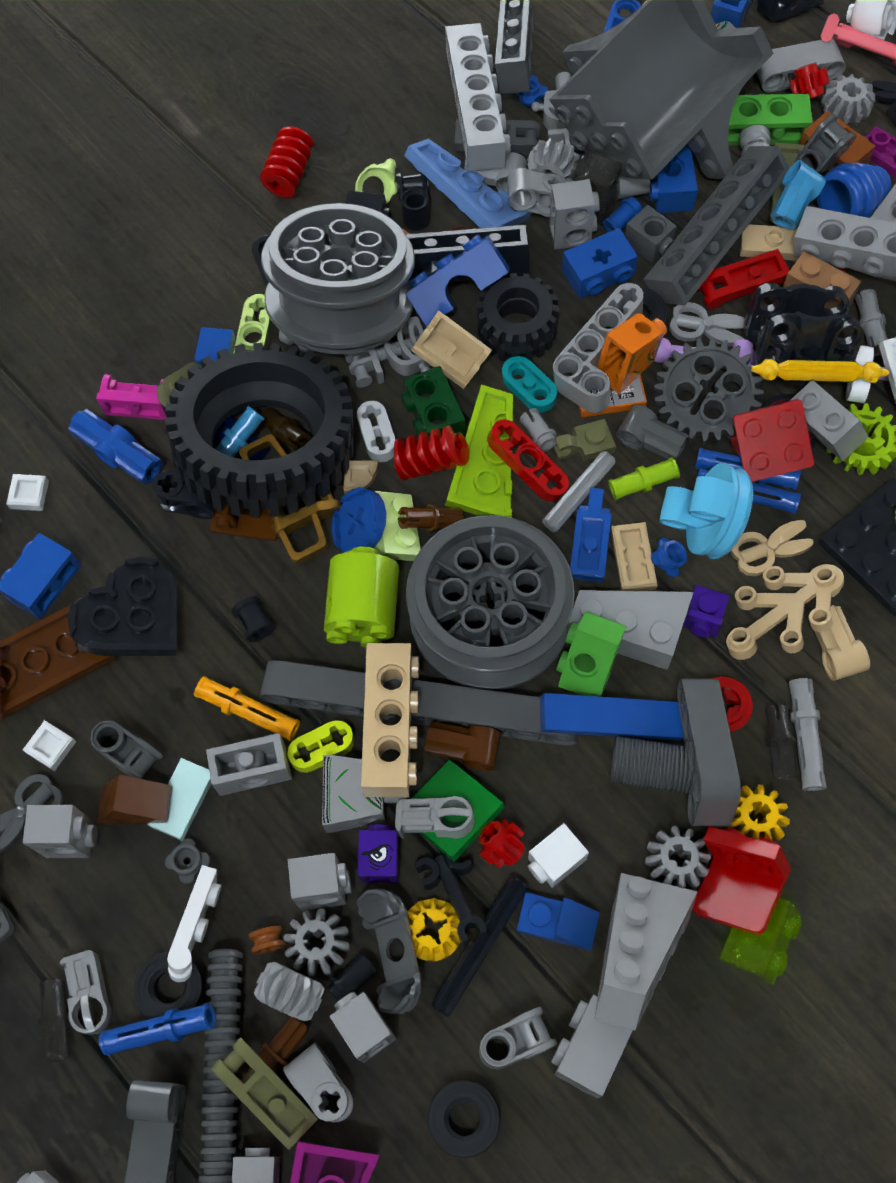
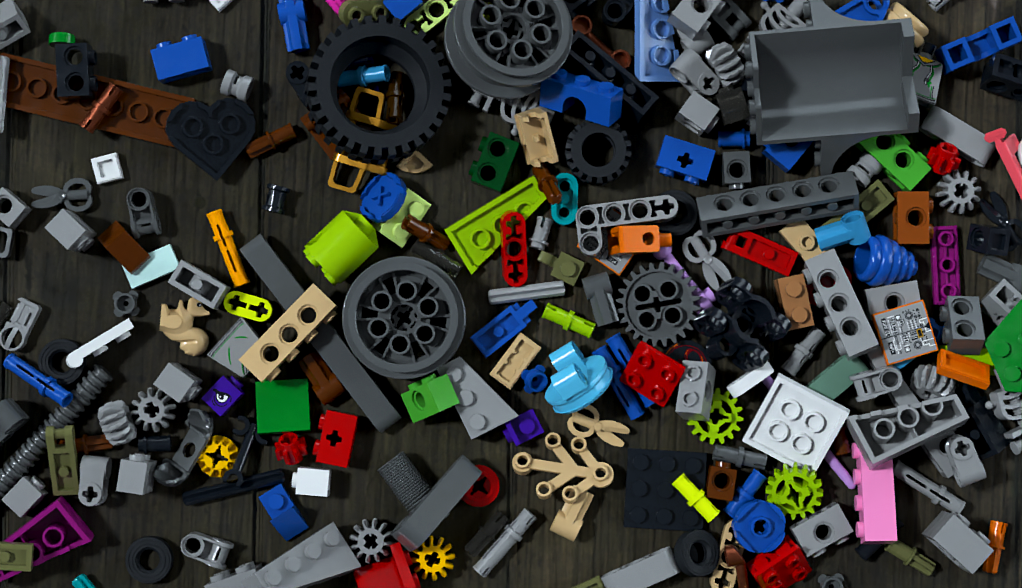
camera: 40 degrees right, 20 degrees up
(116, 551) = (237, 85): none -> light grey wheel
(198, 573) = (270, 140): none -> reddish brown axle
(264, 828) = (178, 326): none -> tan animal
(266, 940) = (130, 384): dark orange bush -> none
(382, 429) = (455, 147): white beam -> none
(427, 816) = (264, 401): light grey piece -> none
(430, 453) = (460, 194): red piece -> none
(502, 377) = (547, 183): none -> reddish brown axle
(535, 768) = (341, 452): none -> red brick
(610, 717) = (408, 437): blue tile -> none
(820, 370) = (717, 361): yellow wheel -> none
(826, 144) = (888, 219): dark grey piece -> none

